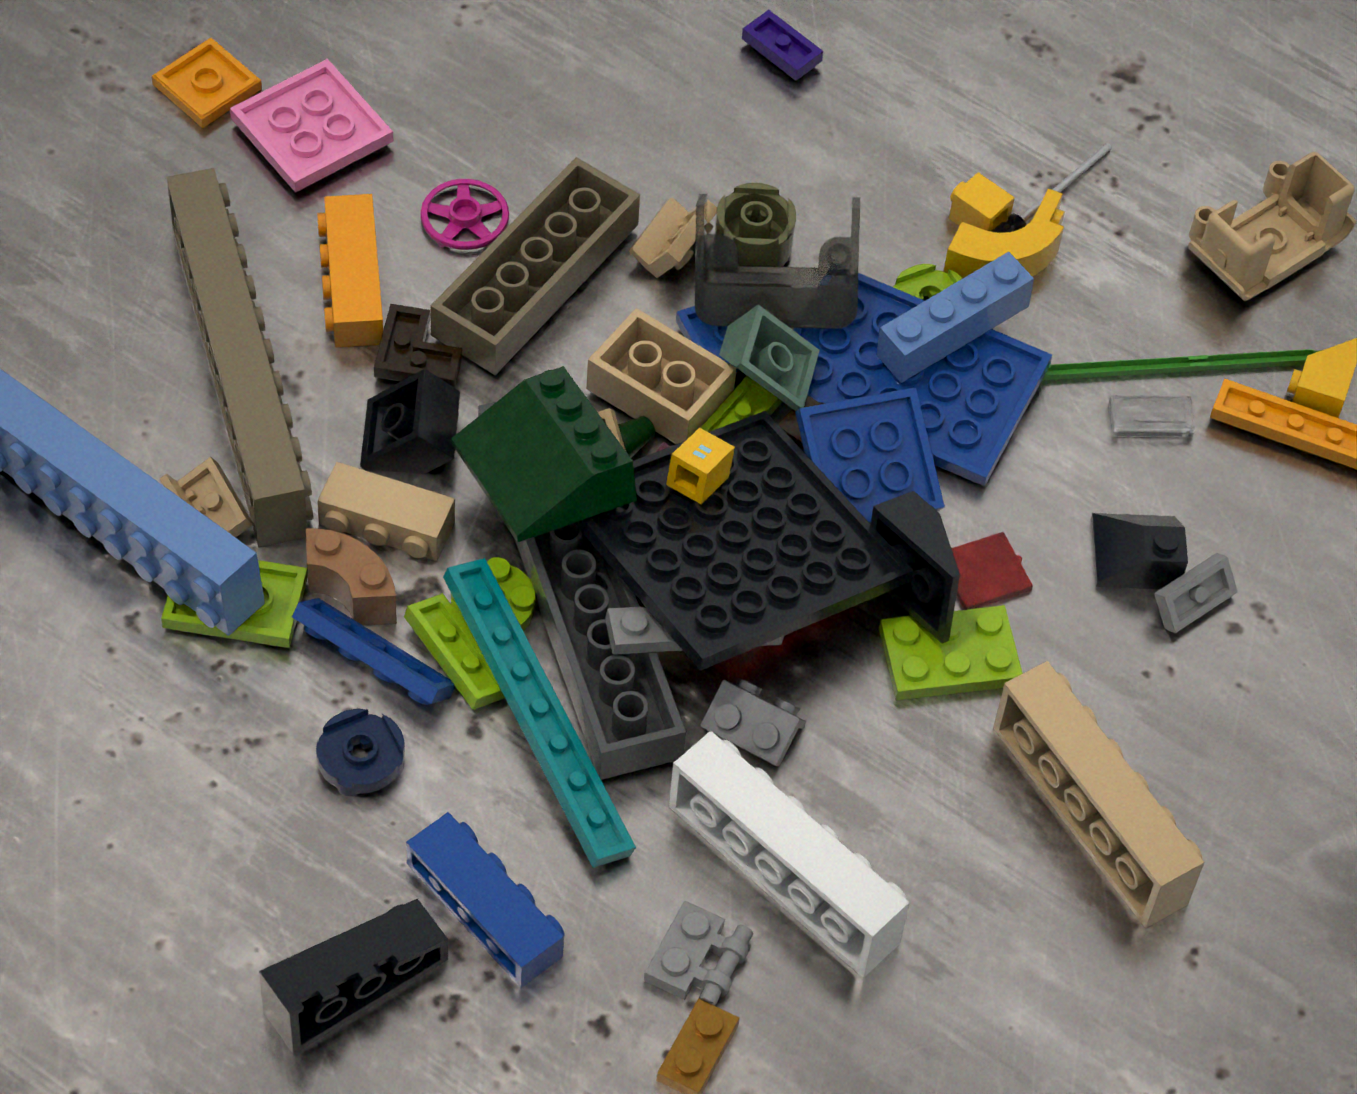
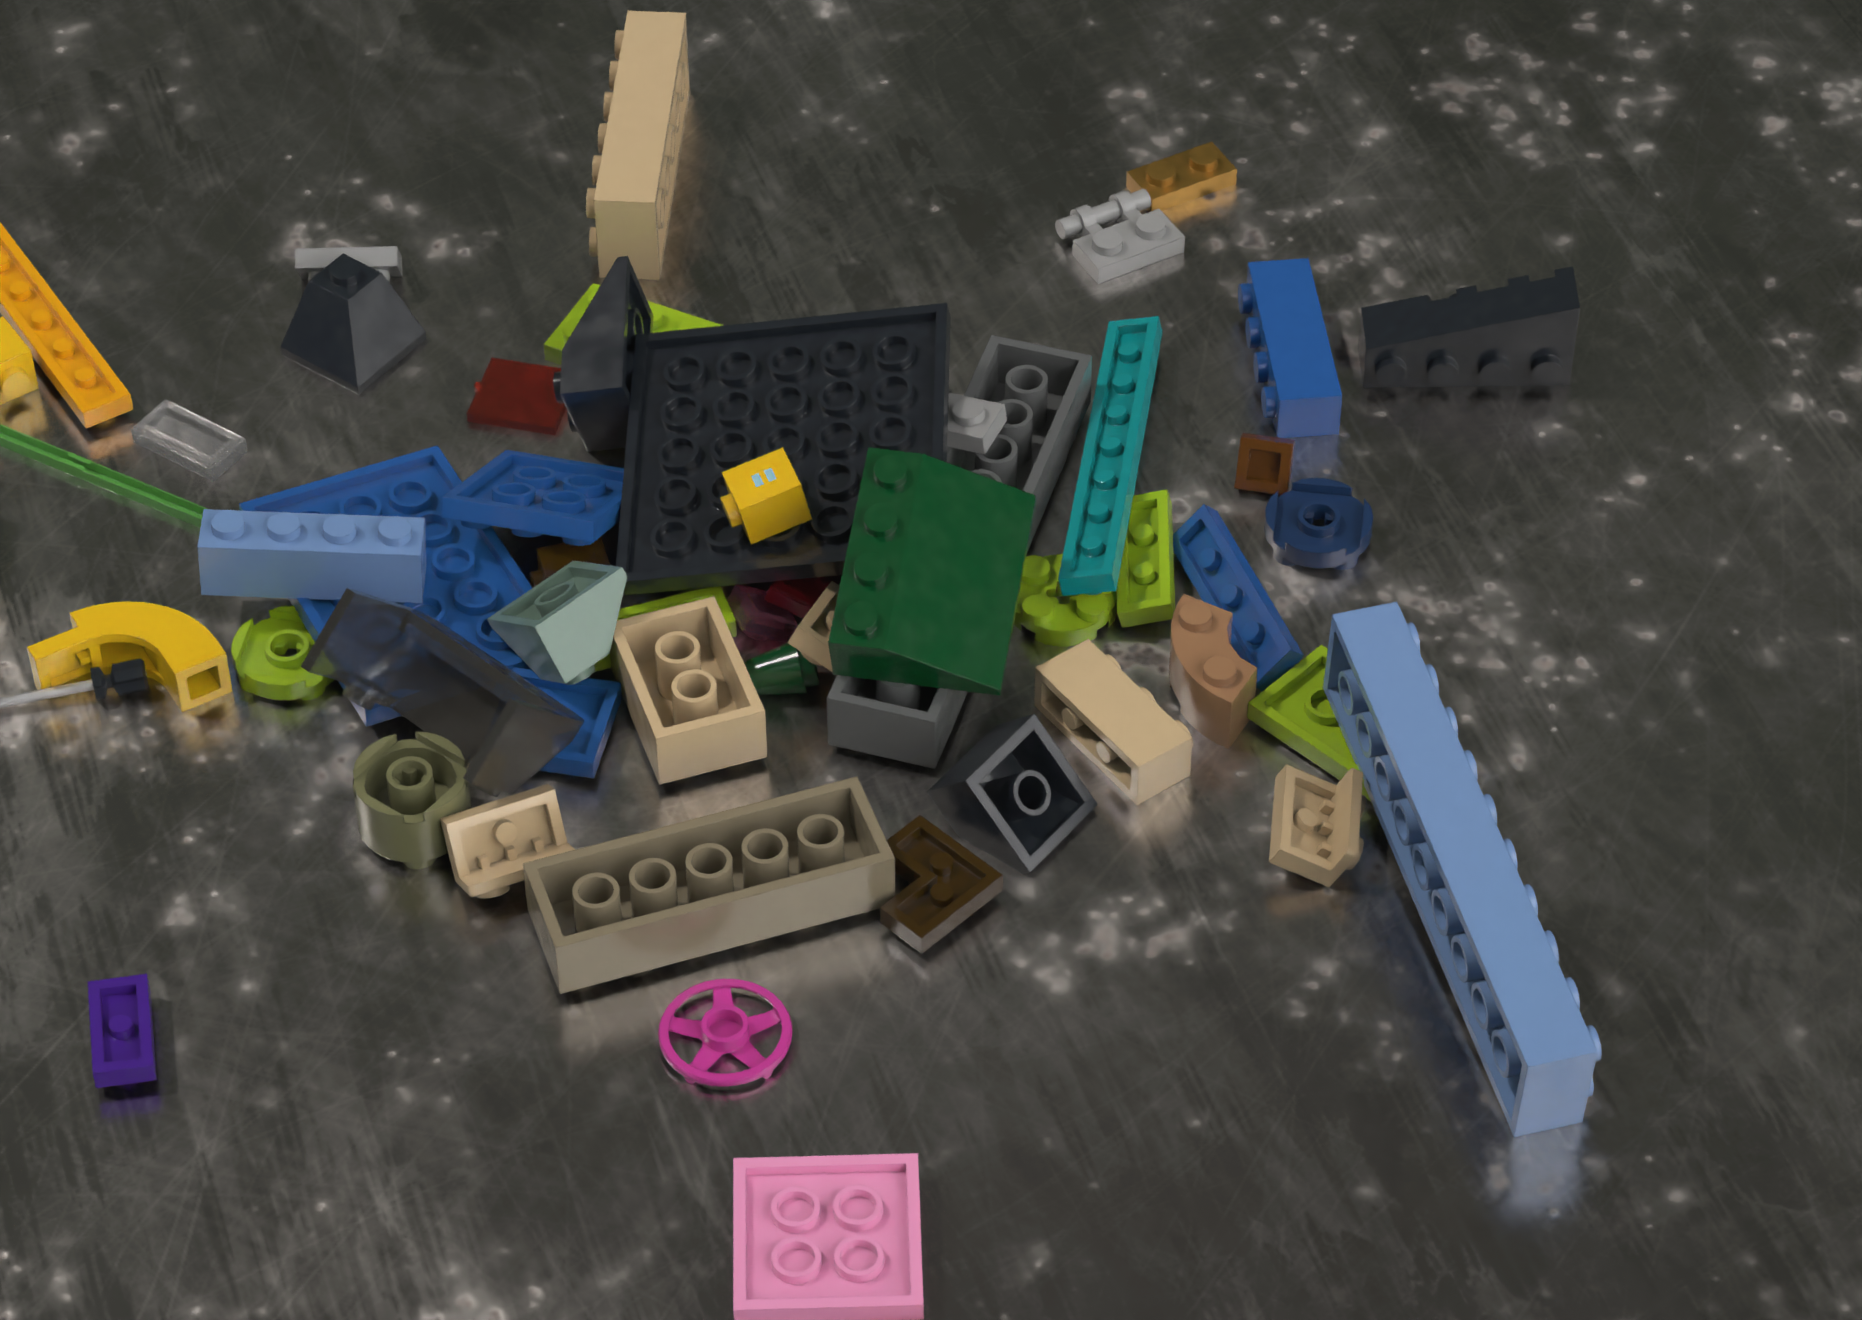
camera: 140 degrees left, 10 degrees down
(240, 358) = (1158, 955): dark tan brick -> none
(353, 270) = (931, 1010): light orange brick -> none
(429, 777) = (1264, 463): none -> reddish brown tile
(788, 853) = (975, 222): white brick -> none
(980, 203) = (119, 708): yellow brick -> none

